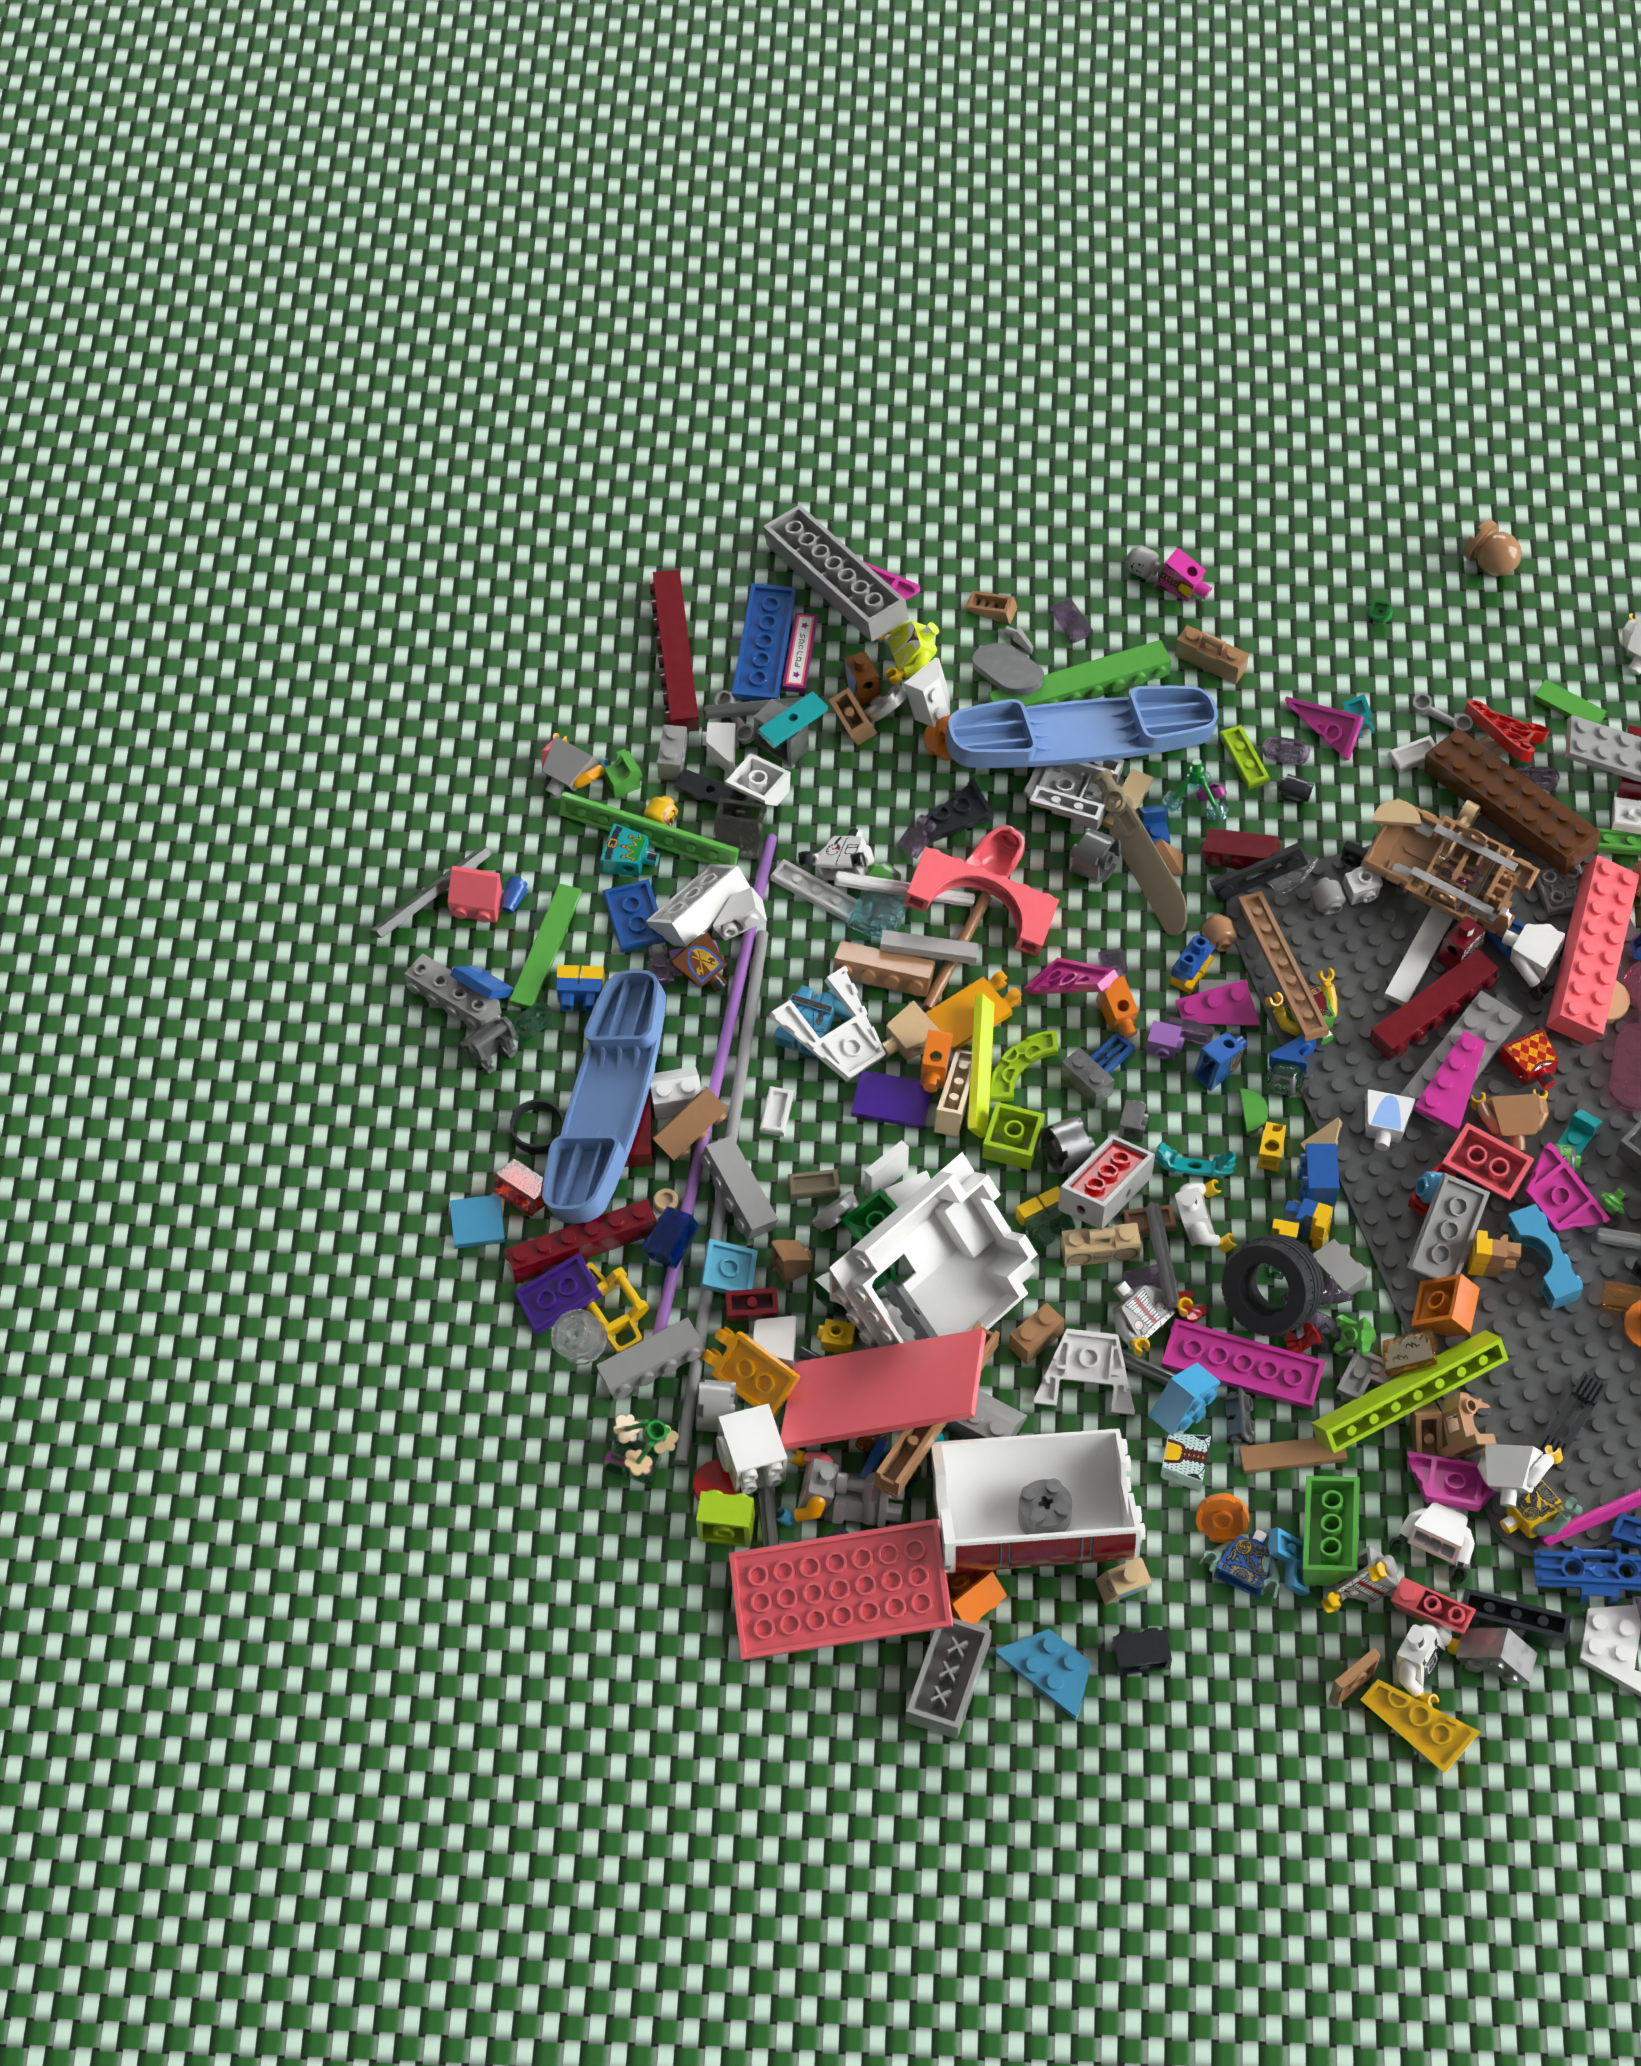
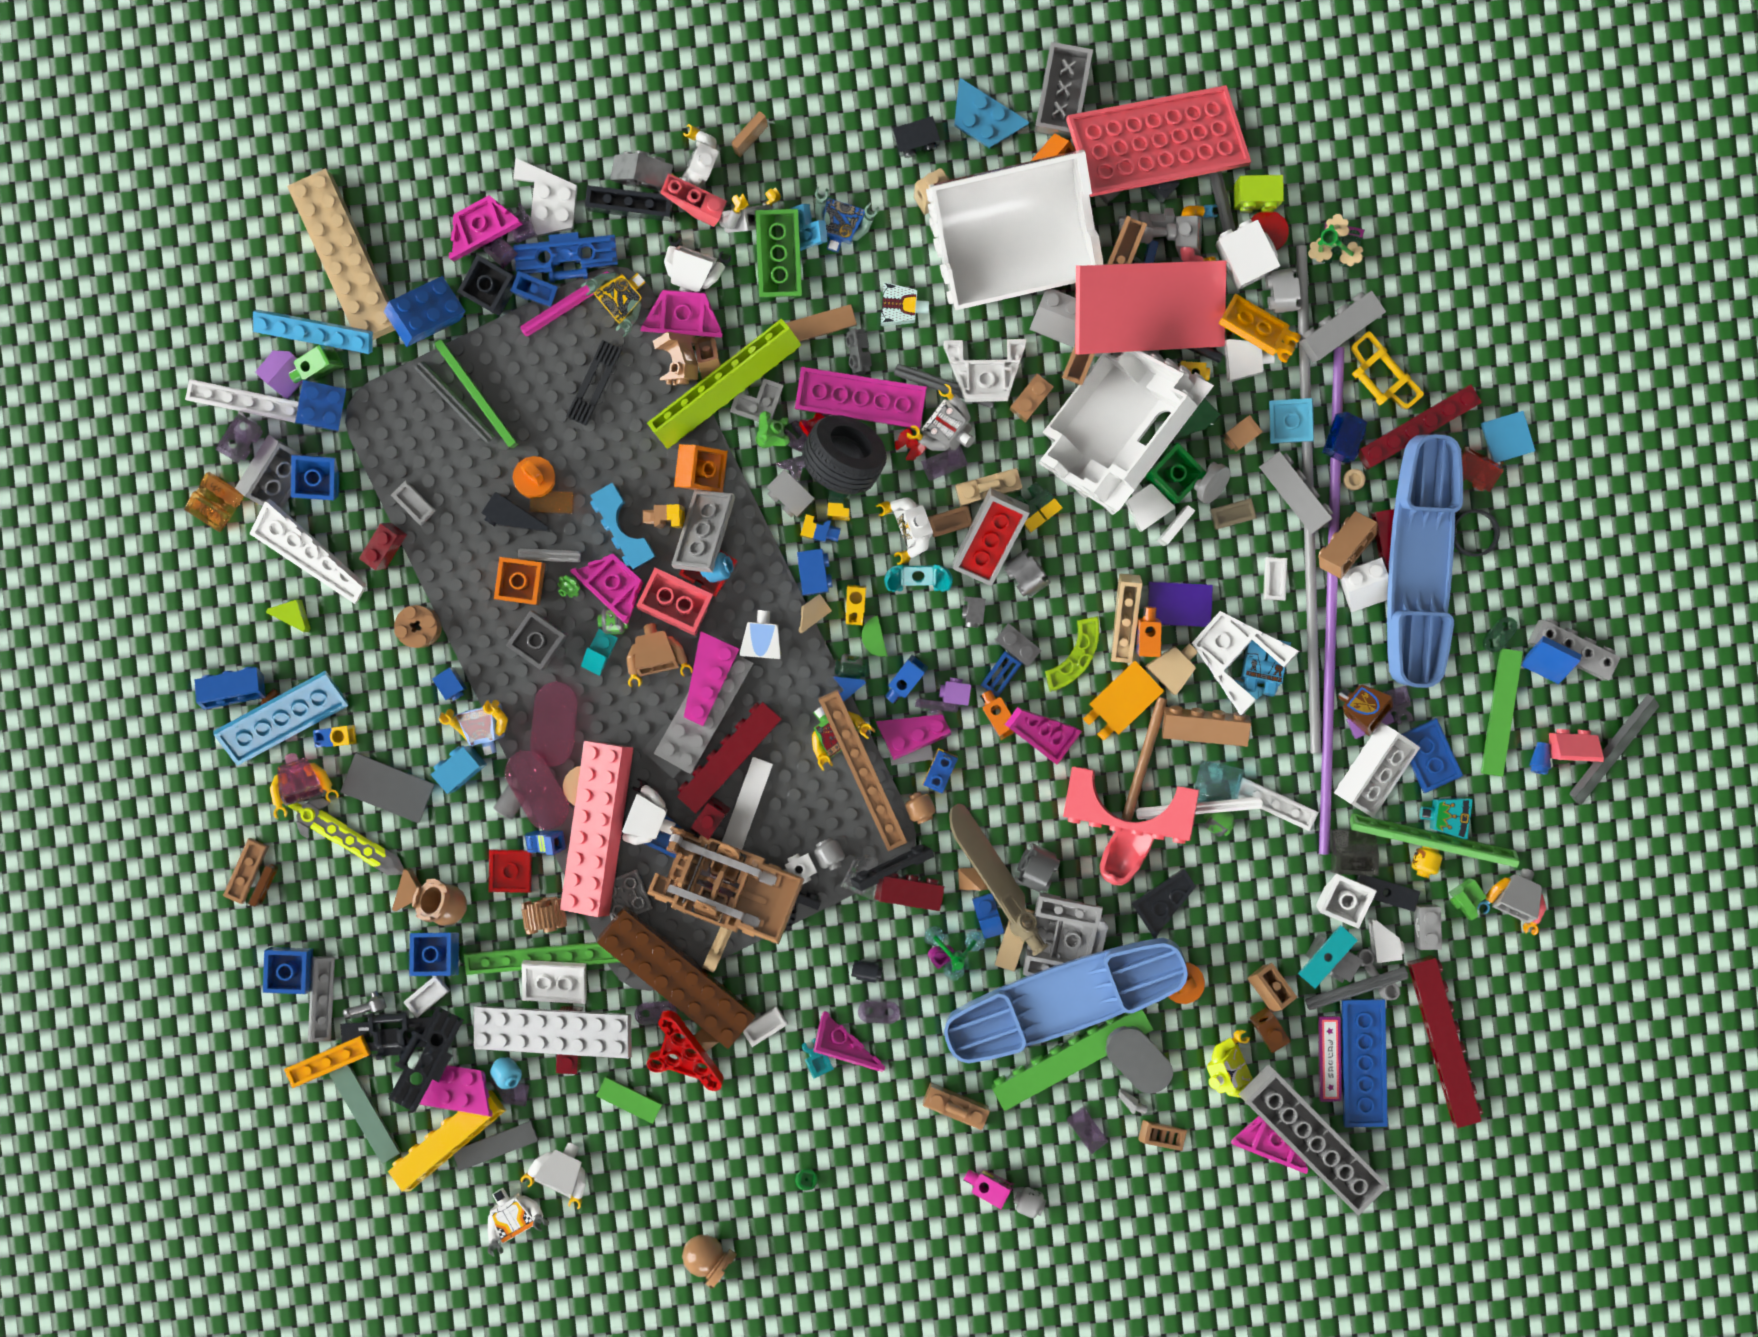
camera: 170 degrees right, 30 degrees up
(487, 1040) = (1538, 602): dark grey piece -> none
(557, 1292) = (1428, 376): dark purple tile -> none
(579, 989) = (1466, 674): blue hips -> none
(579, 1337) = (1404, 332): clear piece -> none
(740, 914) = (1338, 763): white slope -> none
(751, 1304) = (1268, 386): dark red brick -> none
(841, 854) = (1259, 834): white torso -> none
(882, 706) = (1244, 1004): light grey tile -> none
(911, 1313) = (1134, 394): black tile -> none
(915, 839) = (1198, 866): clear purple plate -> none
(928, 693) = (1205, 1019): white slope -> none
(929, 947) = (1170, 751): light grey tile -> none
(981, 1065) = (1109, 641): neon yellow tile -> none
(1013, 1136) = (1073, 576): lime brick -> none
(1044, 1507) = (1010, 226): flat silver brick -> none
(1115, 960) = (1008, 763): clear purple plate -> none
(1162, 1254) = (937, 478): dark grey axle -> none
(1185, 1399) = (904, 346): dark azure brick -> none
(1222, 1517) = (864, 255): orange tile -> none
(1244, 757) = (915, 1001): lime tile -> none
(1397, 813) = (777, 924): tan tile -> none
(1409, 1352) = (727, 422): slope -> none
(1422, 706) = (760, 1078): light grey bar -> none
(1424, 1727) = (694, 108): yellow wing -> none
(1515, 1469) = (636, 317): white torso -> none
(1531, 1059) = (642, 714): red torso -> none

